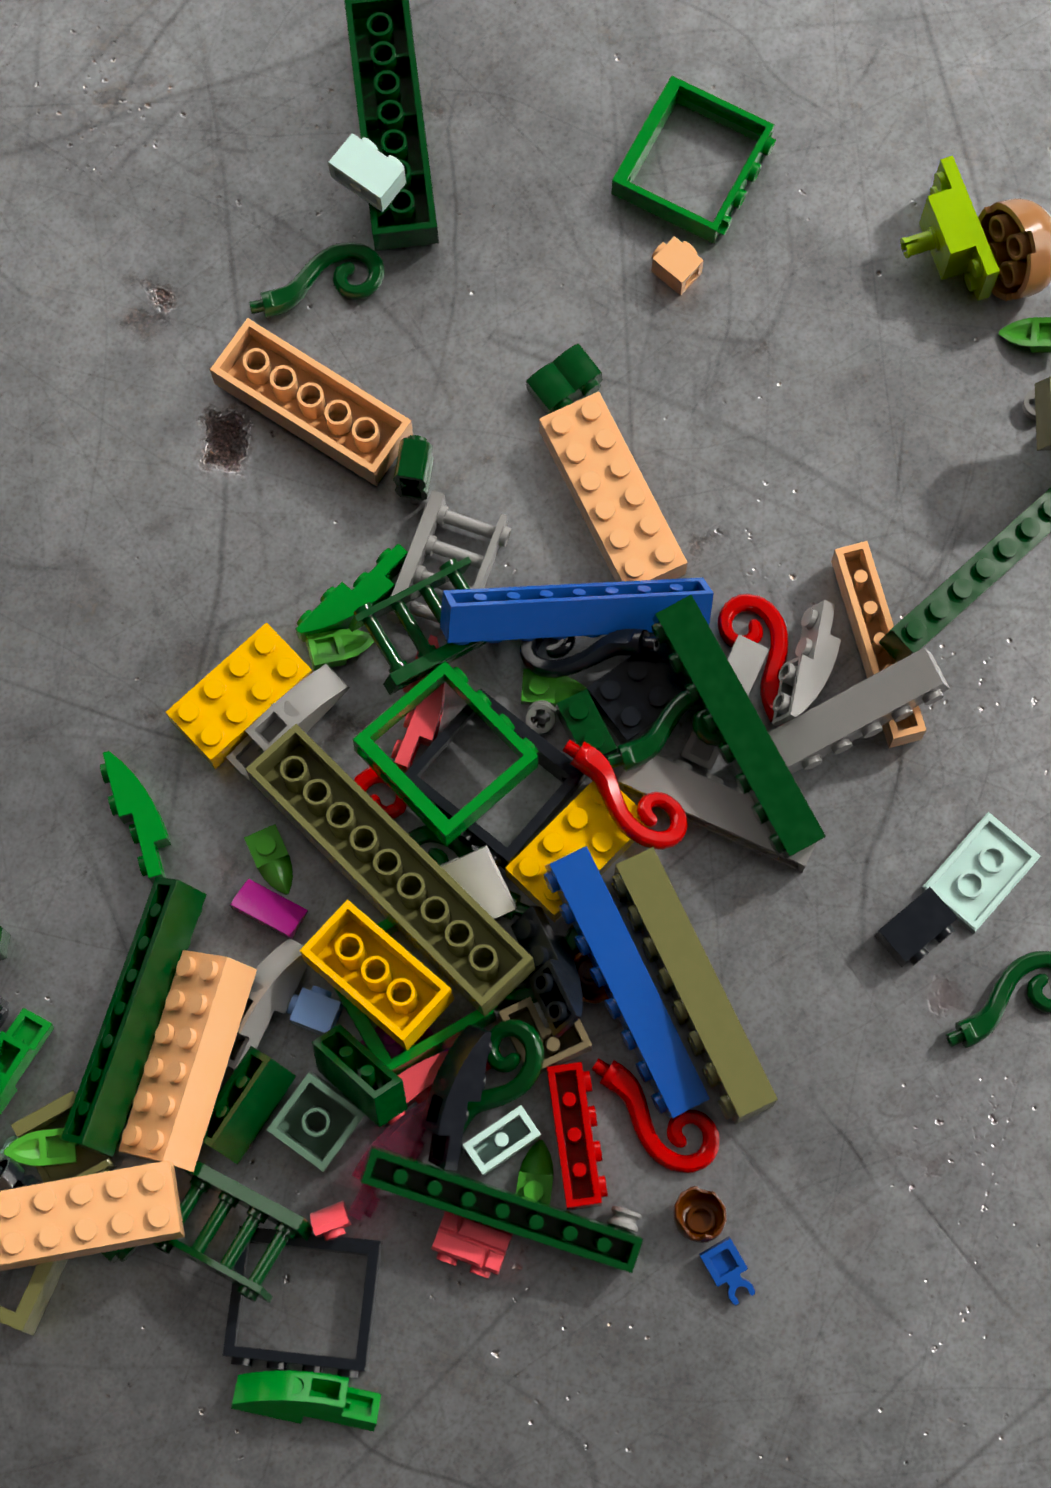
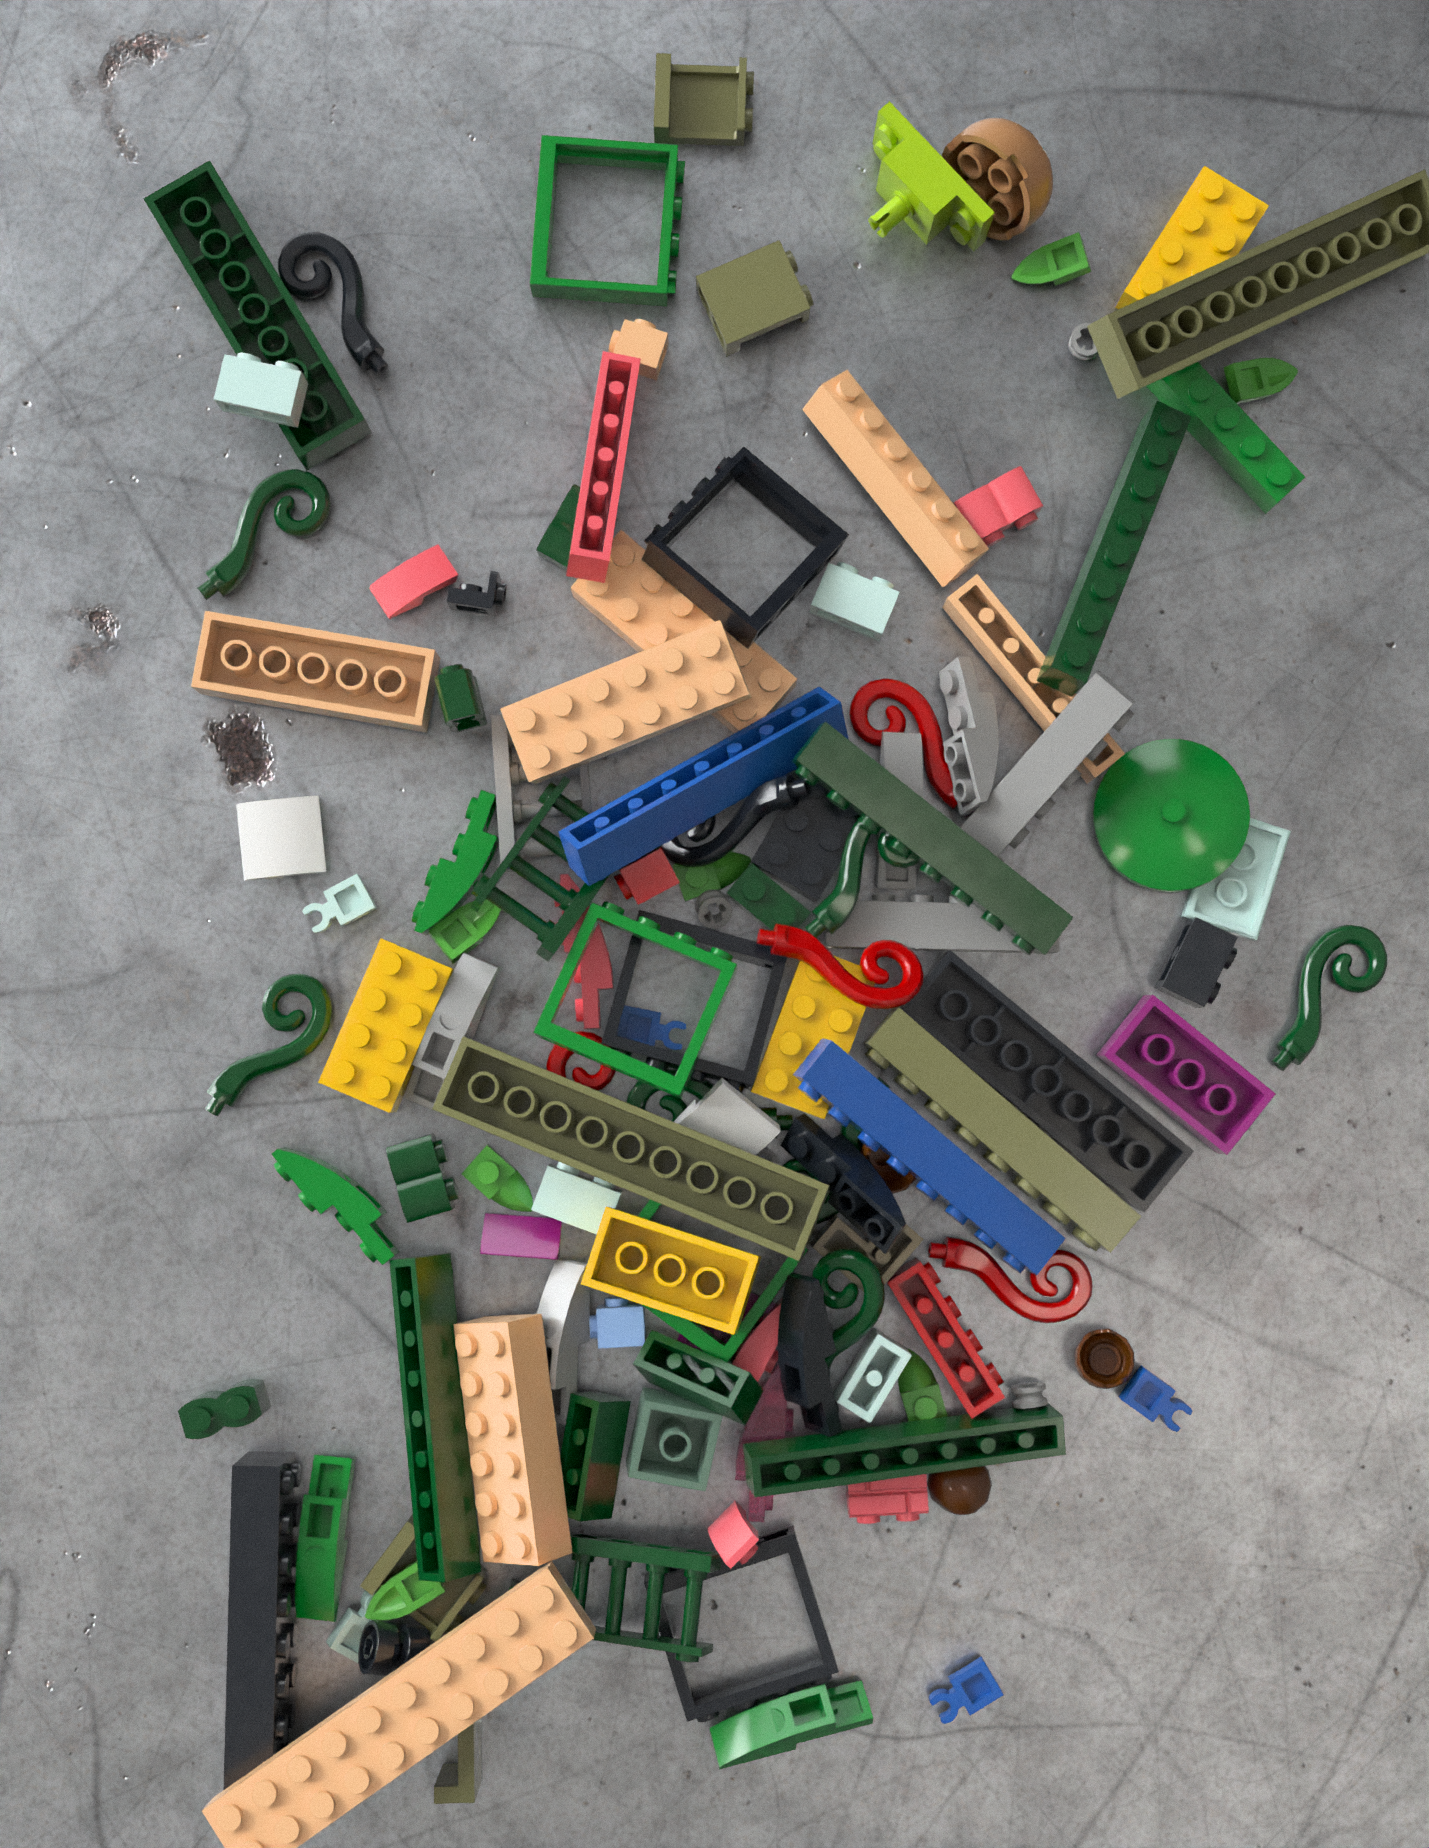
camera: 30 degrees left, 10 degrees up
(105, 684) = (237, 1076): none -> dark green plant
(211, 826) = (421, 1177): none -> dark green brick
(224, 517) = (281, 838): none -> white slope
(251, 588) = (346, 902): none -> light aqua plate
(322, 891) = (574, 1197): none -> light aqua brick
(415, 365) = (413, 580): none -> coral slope
(446, 784) = (644, 1027): none -> blue plate
(459, 399) = (472, 600): none -> black bracket
(460, 165) = (356, 336): none -> black plant
(470, 1441) = (972, 1688): none -> blue plate
(497, 662) = (646, 876): none -> red brick
(534, 1268) = (960, 1490): none -> reddish brown hair
(542, 521) = (625, 702): none -> light nougat brick
(605, 338) = (603, 467): none -> coral brick
(737, 421) = (783, 501): none -> black window
(751, 966) = (1048, 1082): none -> black brick
(761, 525) = (854, 600): none -> light aqua brick
(784, 260) = (753, 295): none -> olive panel
(808, 102) = (701, 103): none -> olive panel
(835, 444) = (895, 478): none -> light nougat brick
(867, 1010) = (1185, 1074): none -> magenta brick
(908, 501) = (1000, 506): none -> coral brick
(946, 801) = (1171, 815): none -> green dish

